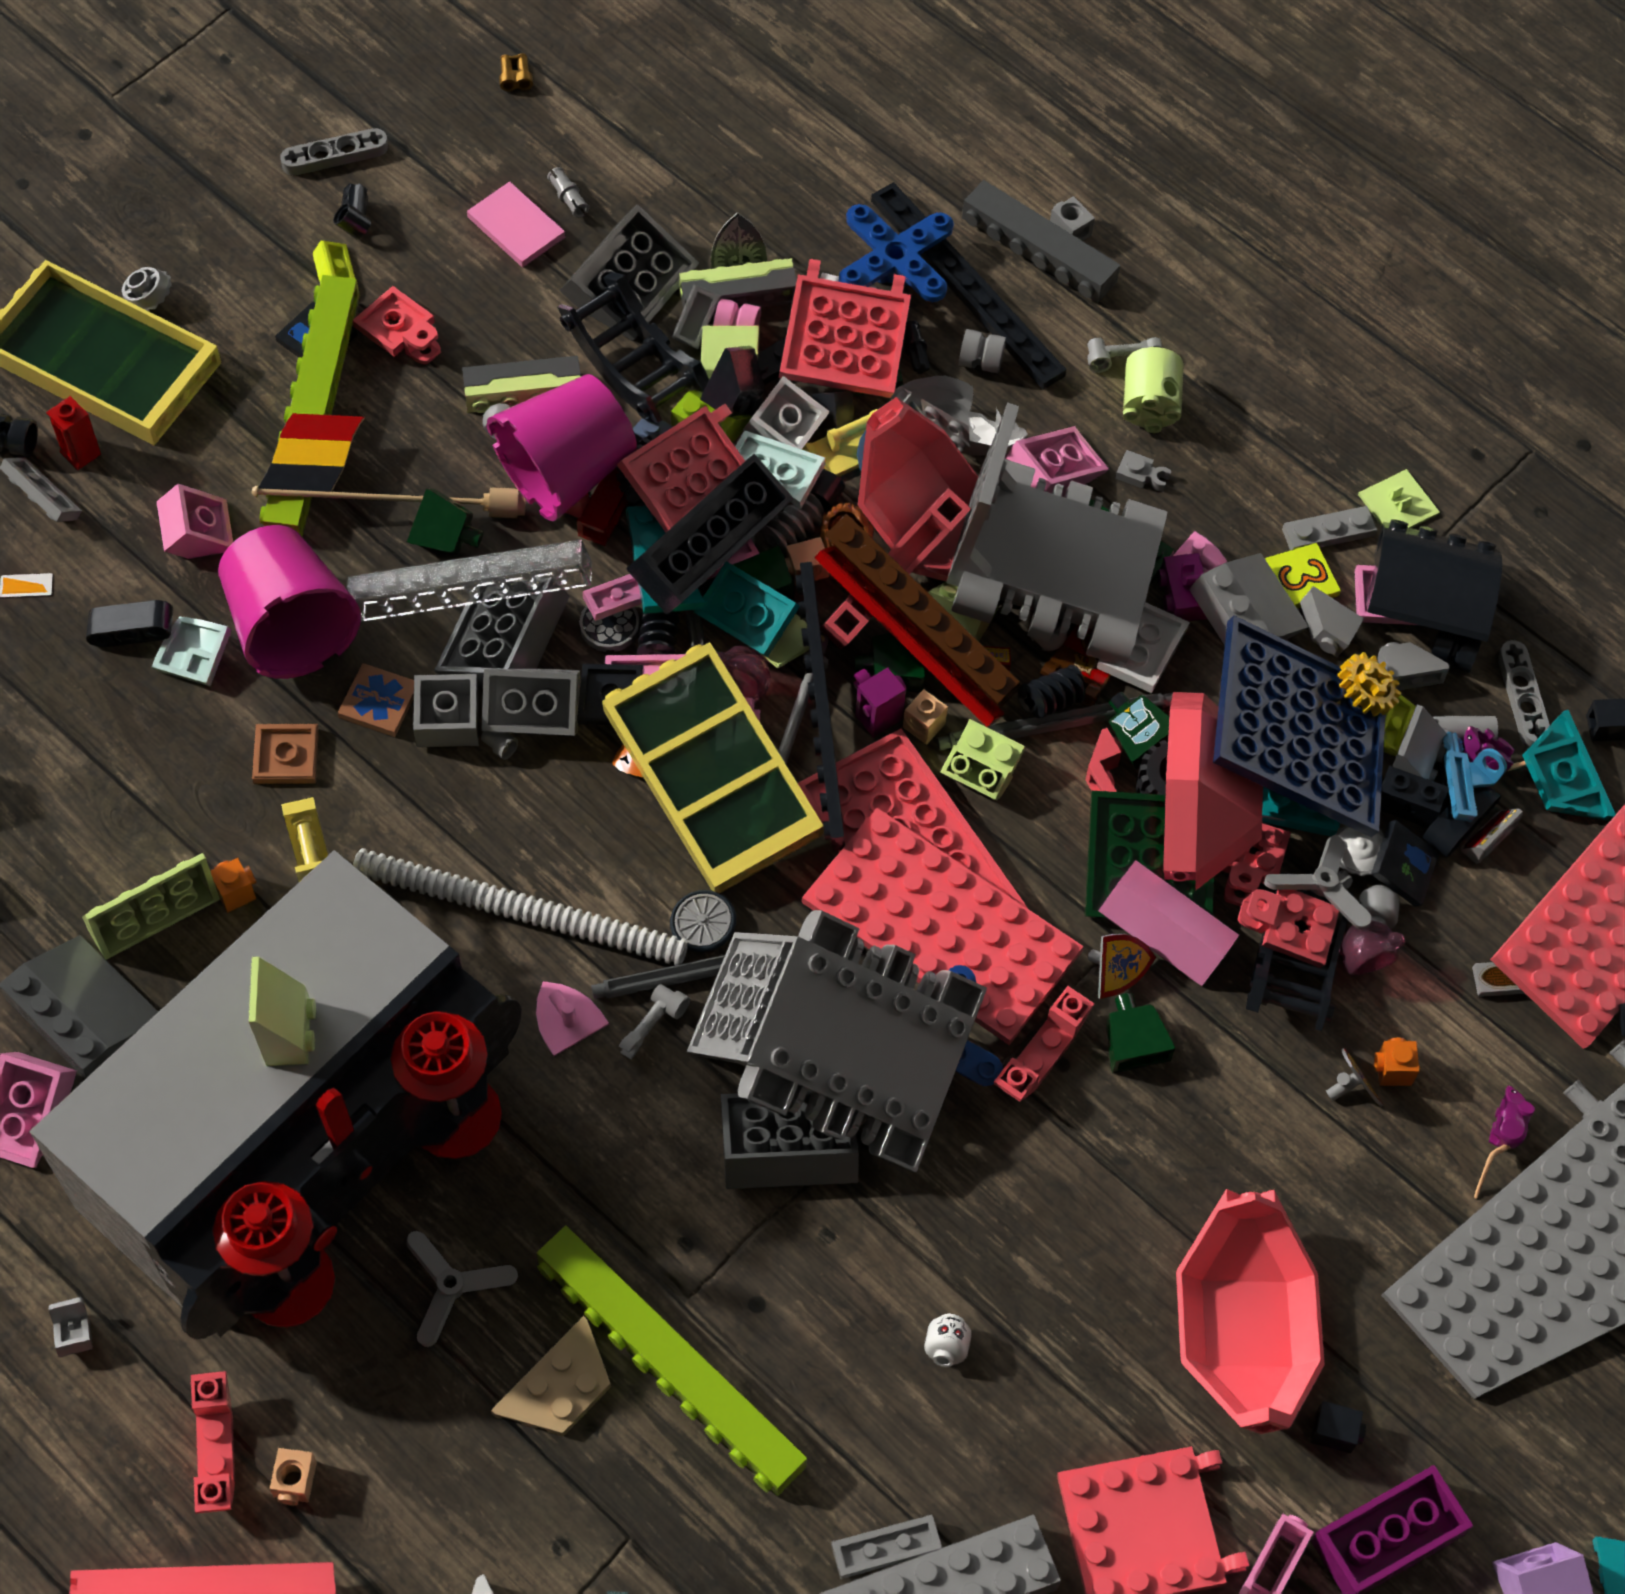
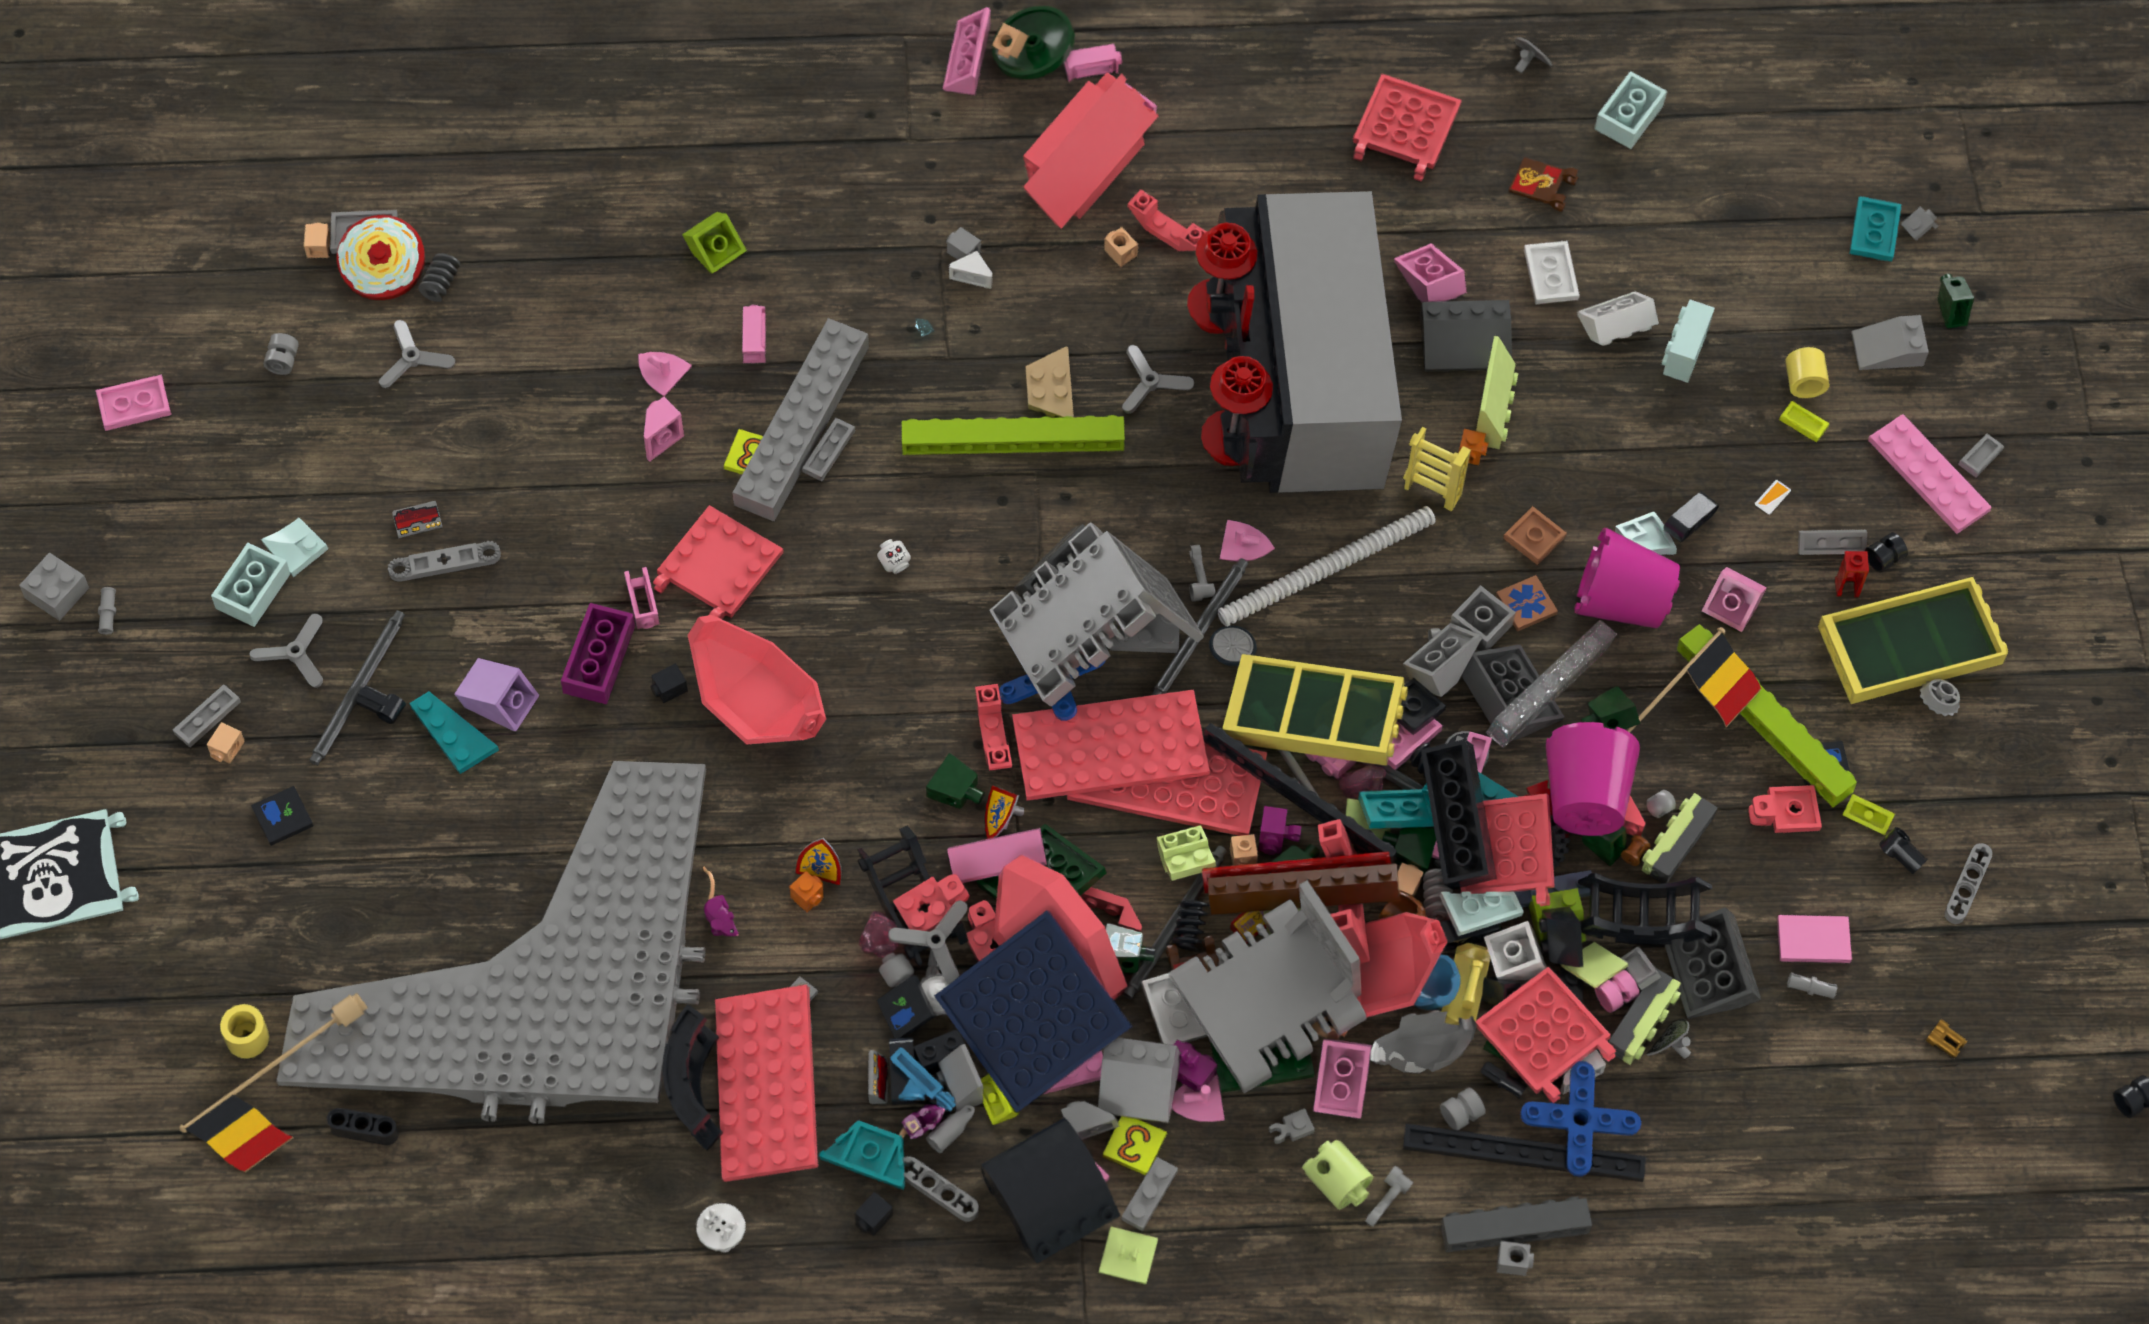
camera: 135 degrees right, 0 degrees up
(280, 1015) = (1319, 307): yellowish green slope -> none
(1369, 684) = (1019, 1094): yellow gear -> none
(1412, 665) = (1018, 1130): light grey slope -> none

